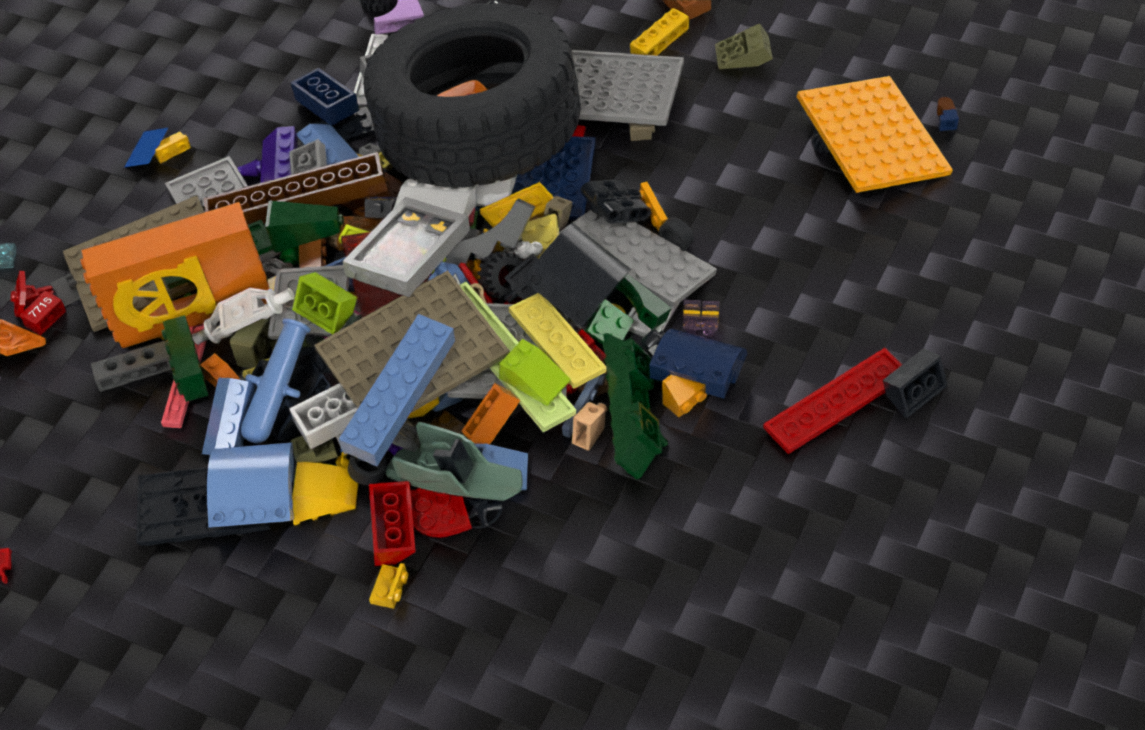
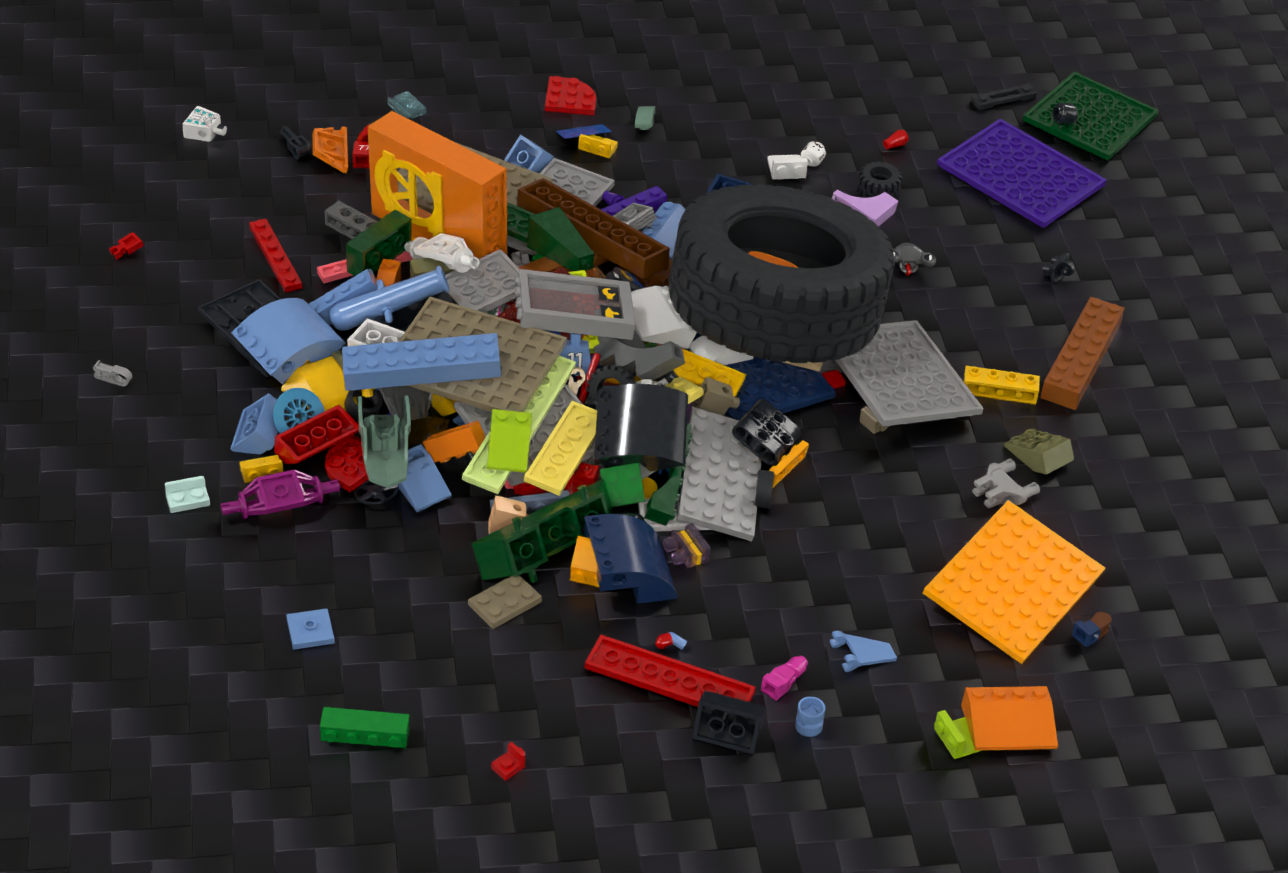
camera: 50 degrees right, 10 degrees down
(90, 136) = (570, 96): none -> red plate
(112, 448) = (275, 255): none -> red plate
(147, 200) = (528, 155): none -> medium blue slope
(166, 97) = (645, 117): none -> sand green slope
(172, 655) = (111, 374): none -> light grey piece
(307, 38) = (787, 166): none -> white bracket
(308, 13) = (814, 153): none -> white head
(323, 302) = (484, 285): lime slope -> none
(335, 564) = (256, 427): none -> medium blue slope
(352, 522) = (299, 394): none -> dark azure piece
(381, 662) = (186, 494): none -> light aqua bracket
(442, 586) = (279, 493): none -> magenta plate
(455, 461) = (384, 433): black panel -> none
(616, 637) = (310, 628): none -> medium blue plate
(676, 475) = (504, 601): none -> dark tan plate
(765, 647) = (364, 727): none -> green brick
(766, 90) = (1001, 488): none -> light grey connector
(795, 380) = (670, 639): none -> arm
(864, 556) = (510, 762): none -> red bracket
(883, 258) = (864, 650): none -> medium blue flag
(885, 327) = (782, 677): none -> dark pink piece
(938, 327) = (810, 716): none -> medium blue wheel
(1008, 246) = (954, 735): none -> lime bracket
(1011, 207) = (1010, 718): none -> orange slope

